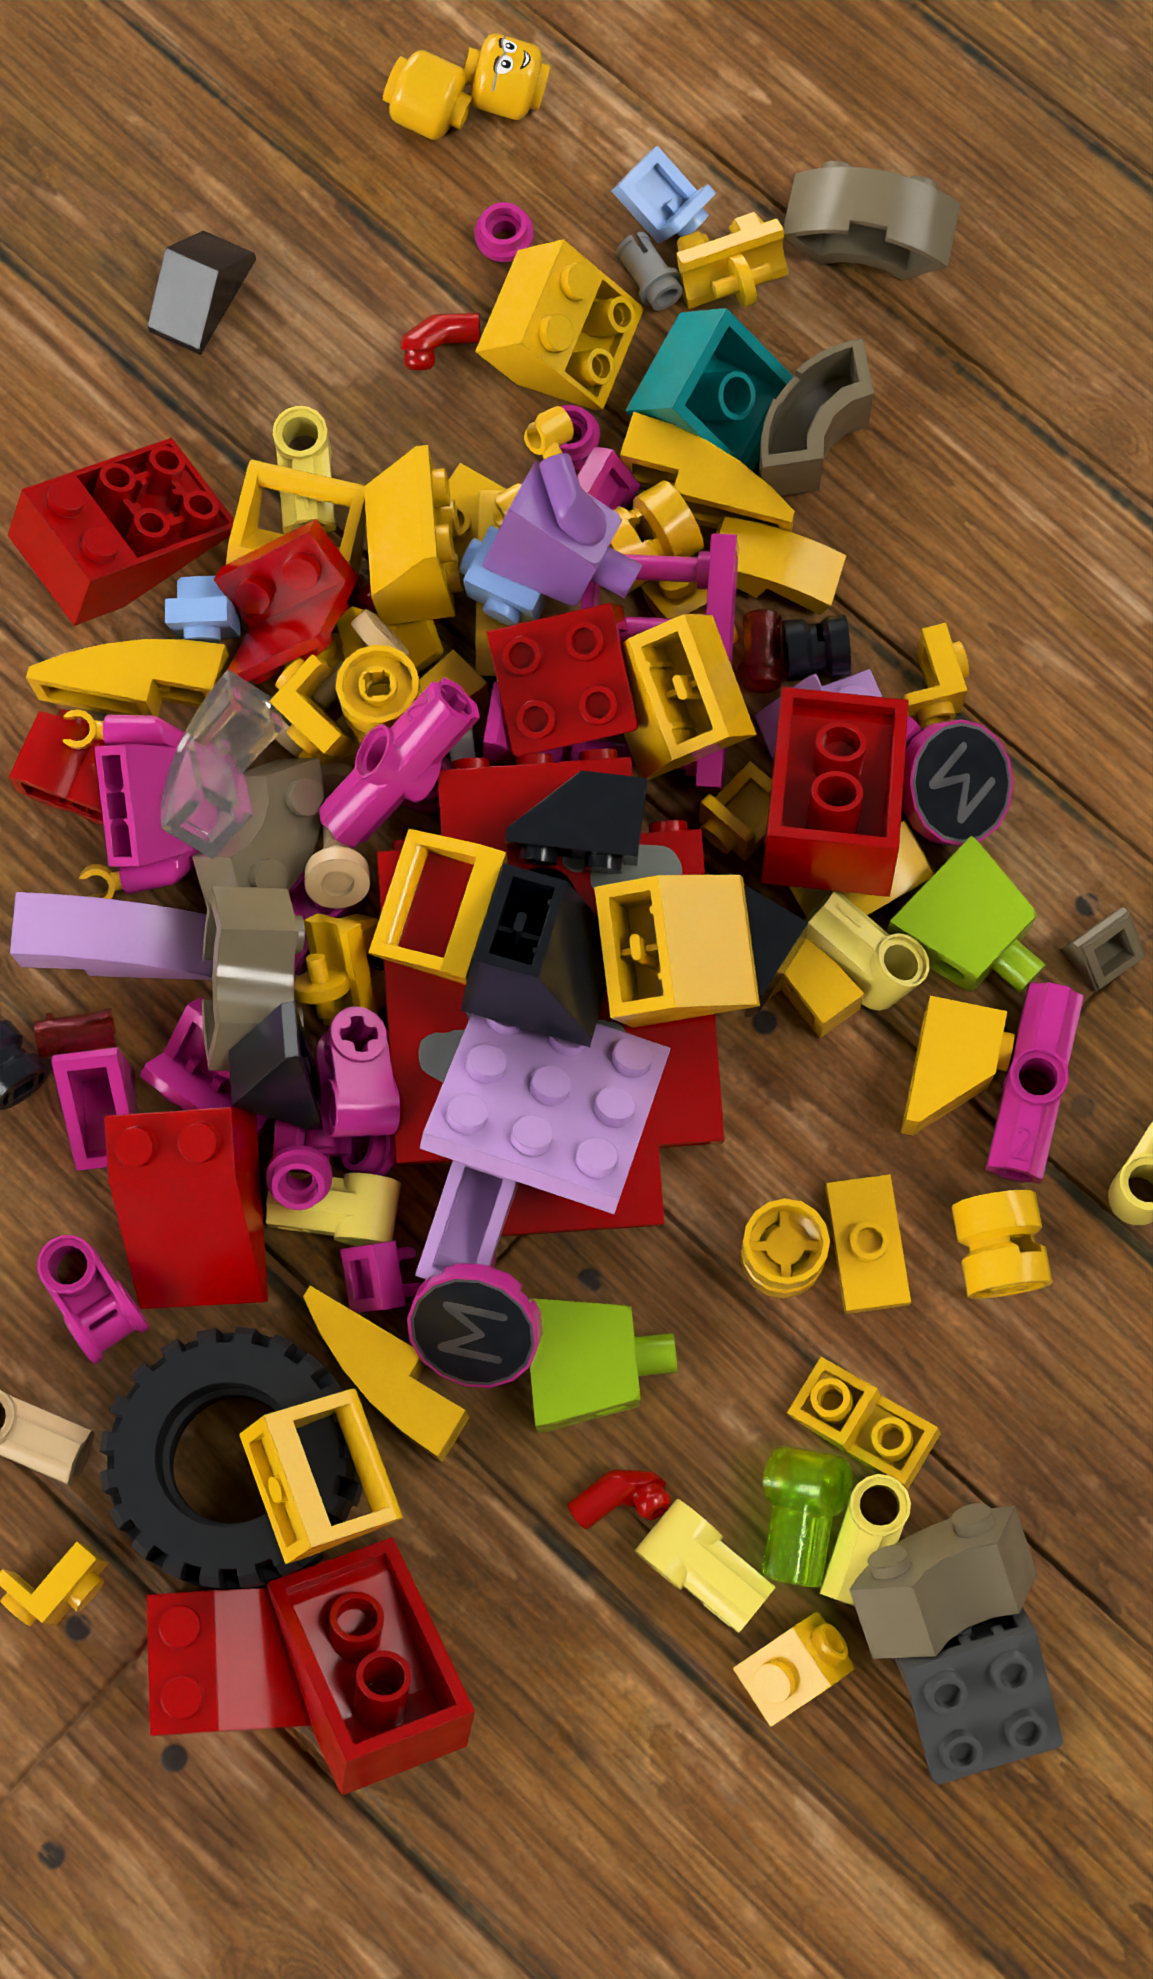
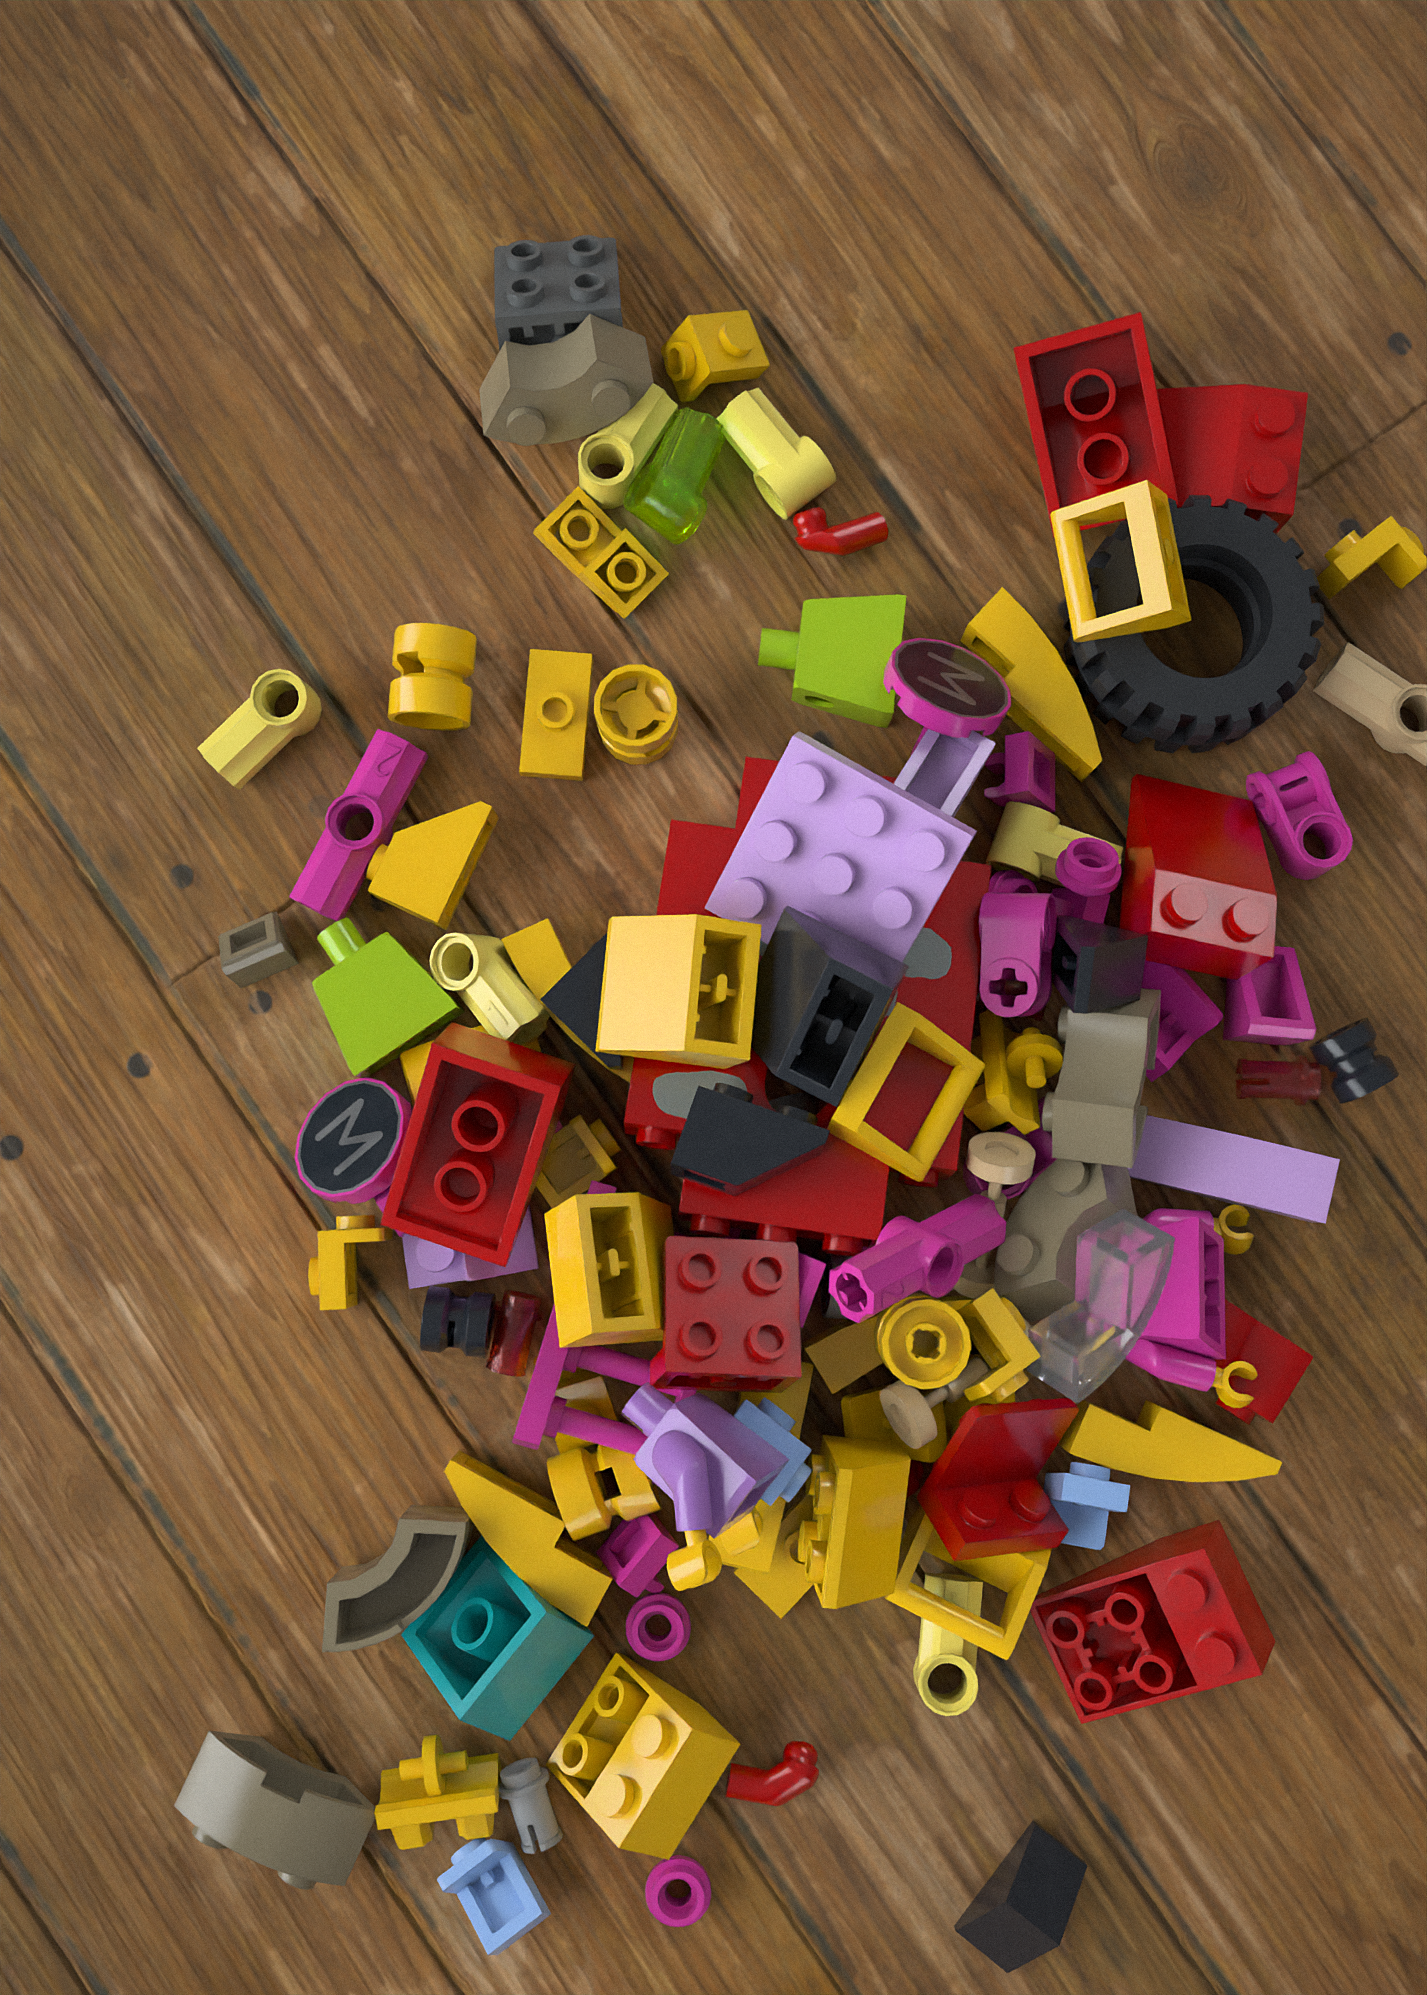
camera: 175 degrees left, 10 degrees up
(784, 564) = (472, 1426): yellow slope -> none

